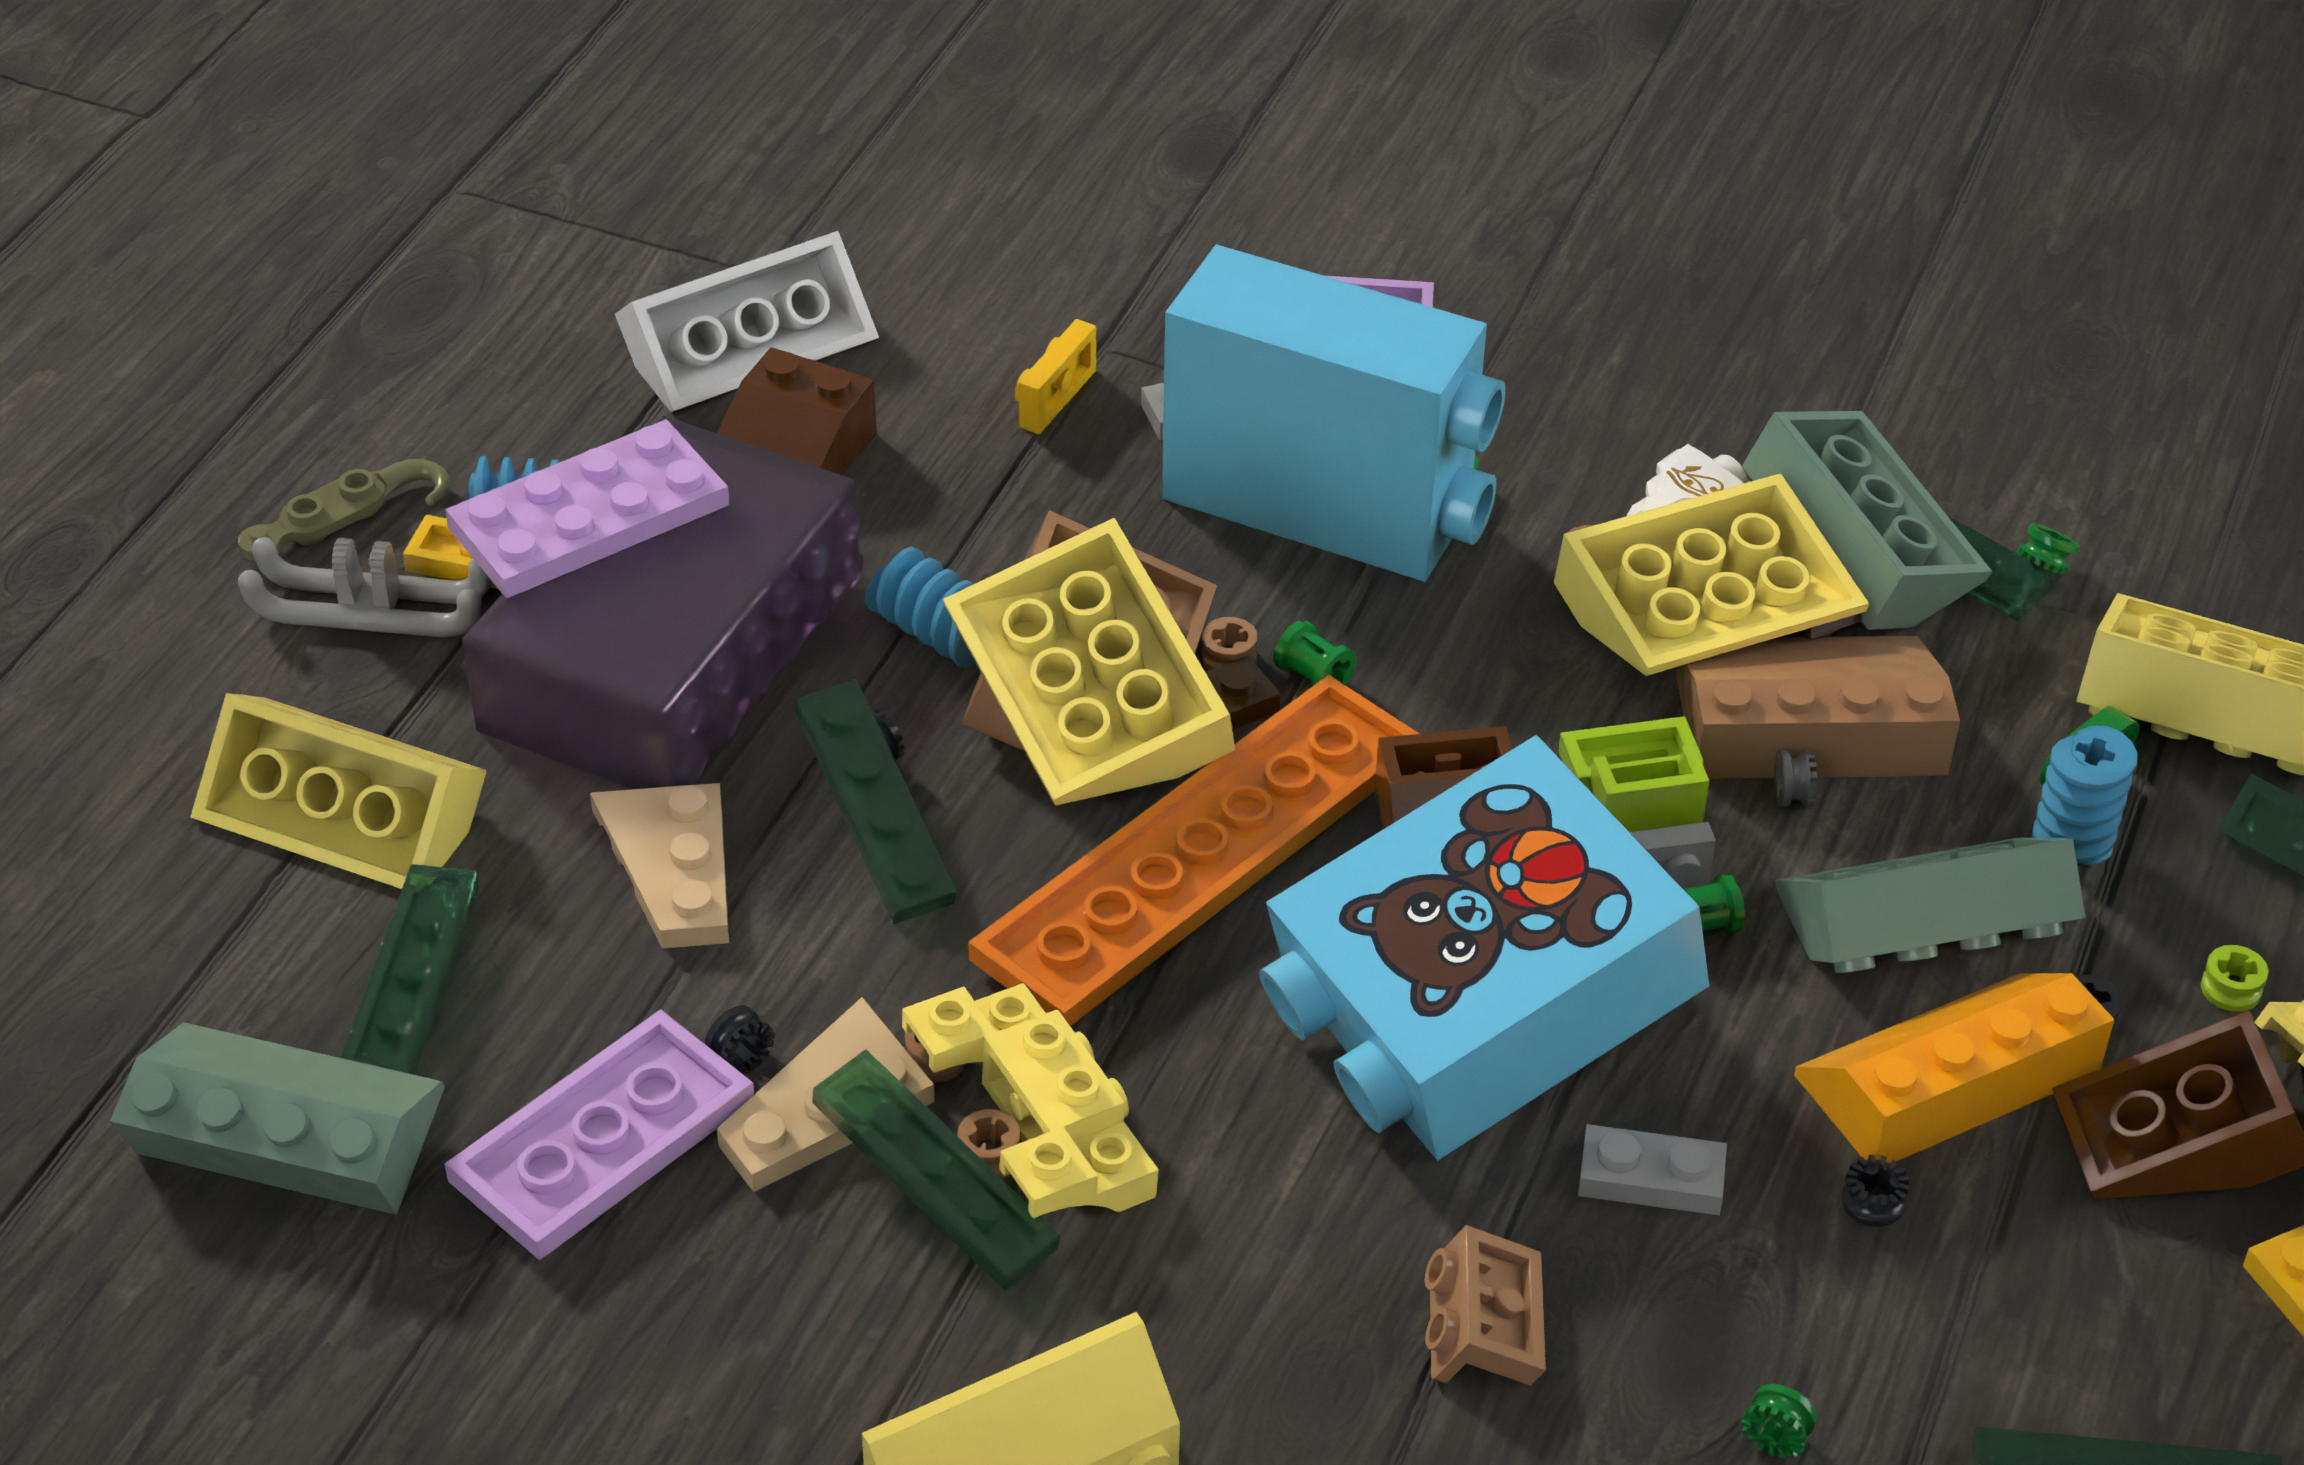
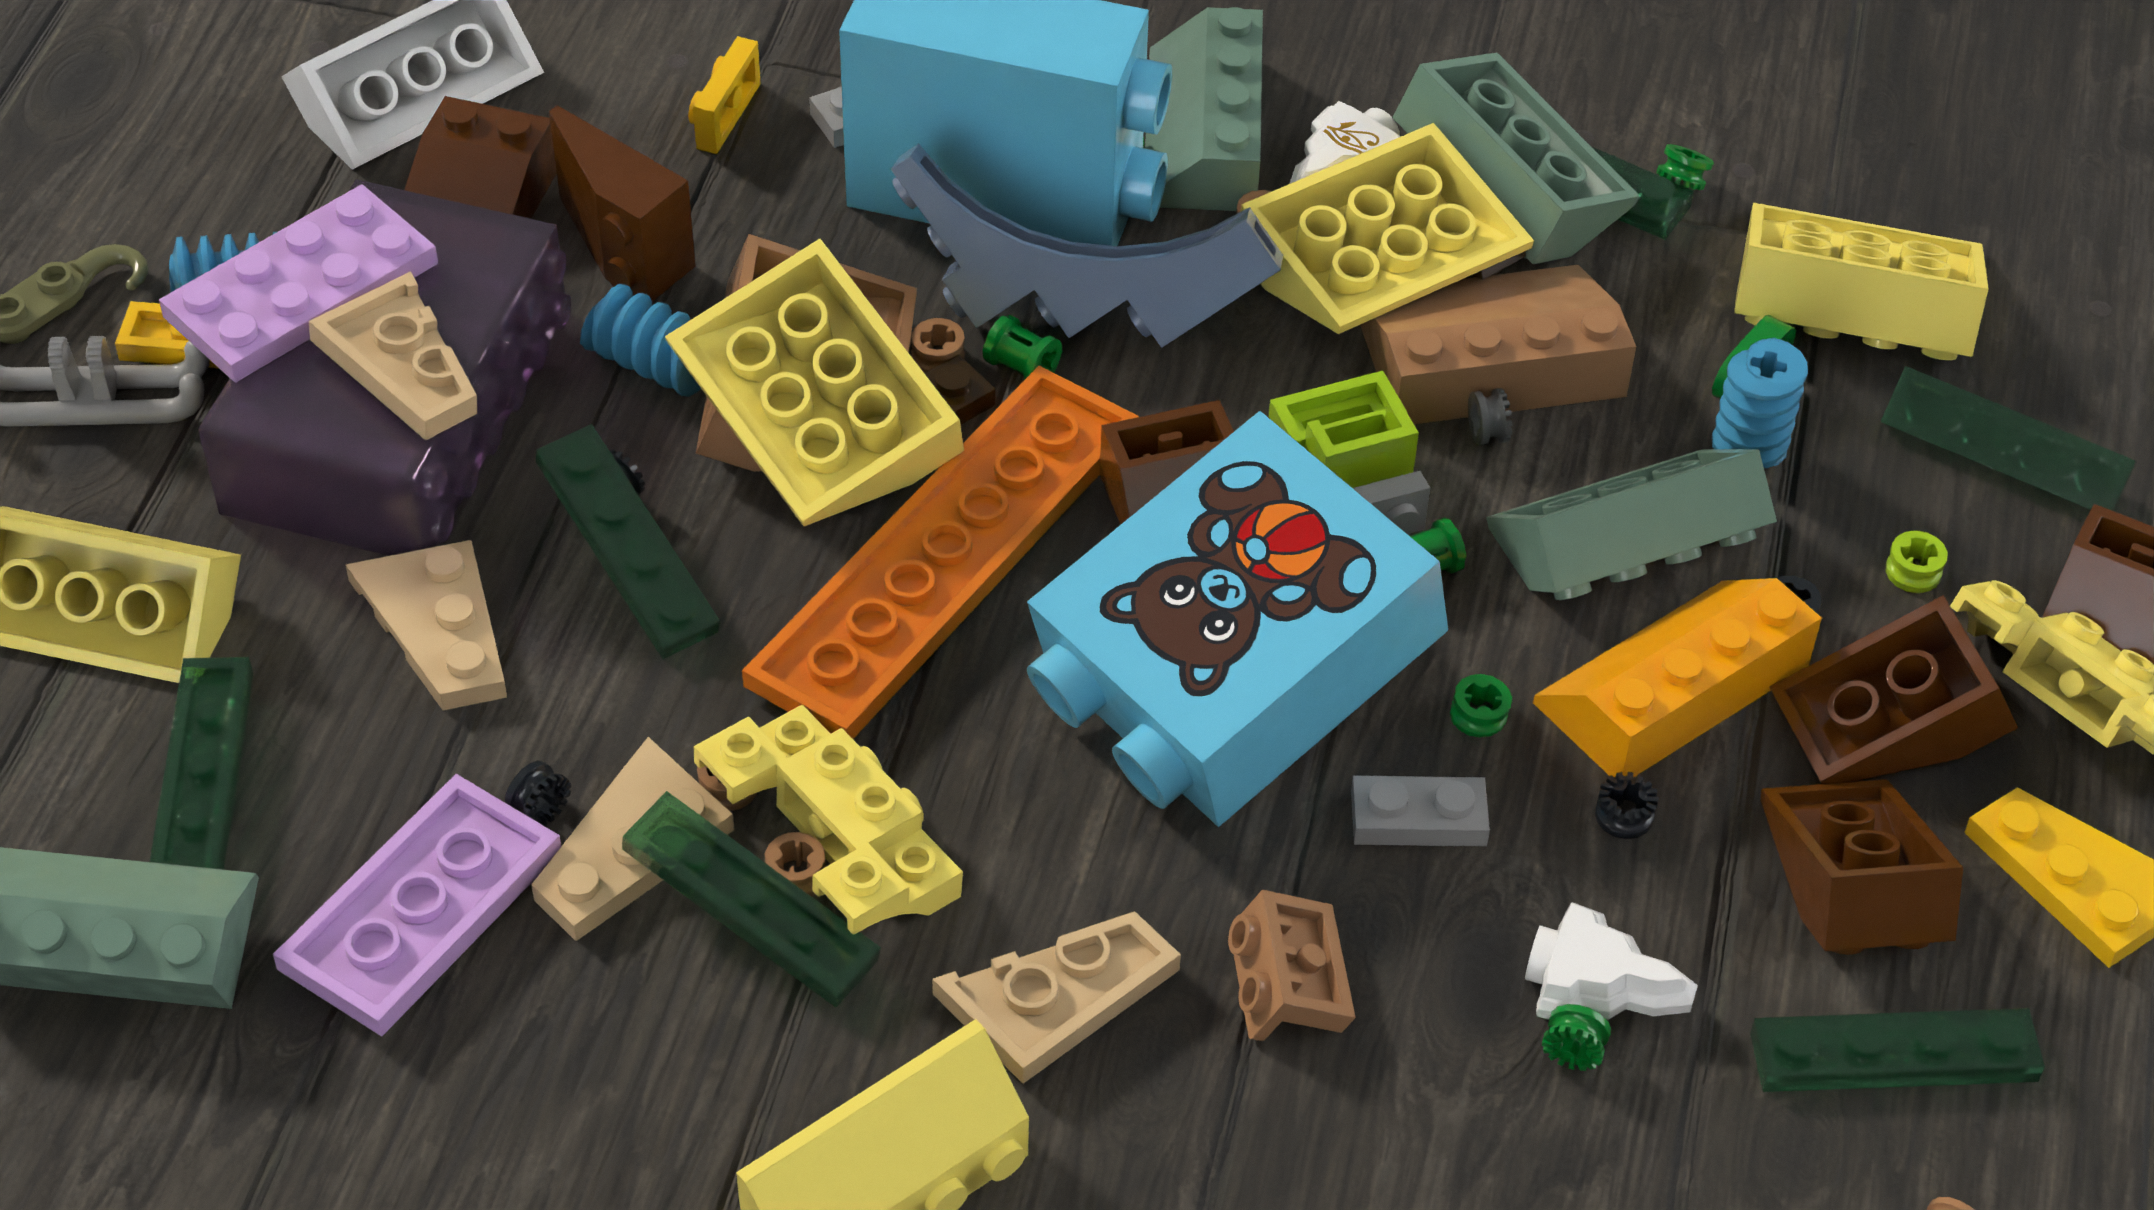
camera: 10 degrees left, 5 degrees up
(671, 588) = (398, 356): none -> tan wing
(932, 473) = (623, 206): none -> reddish brown slope
(1238, 1308) = (1060, 995): none -> tan wing
(1379, 595) = (1076, 283): none -> sand blue arch
(1552, 439) = (1212, 109): none -> sand green slope
(1736, 1054) = (1477, 690): none -> green bush
(1819, 1355) = (1602, 970): none -> white rock
(2122, 1285) = (1863, 866): none -> reddish brown slope

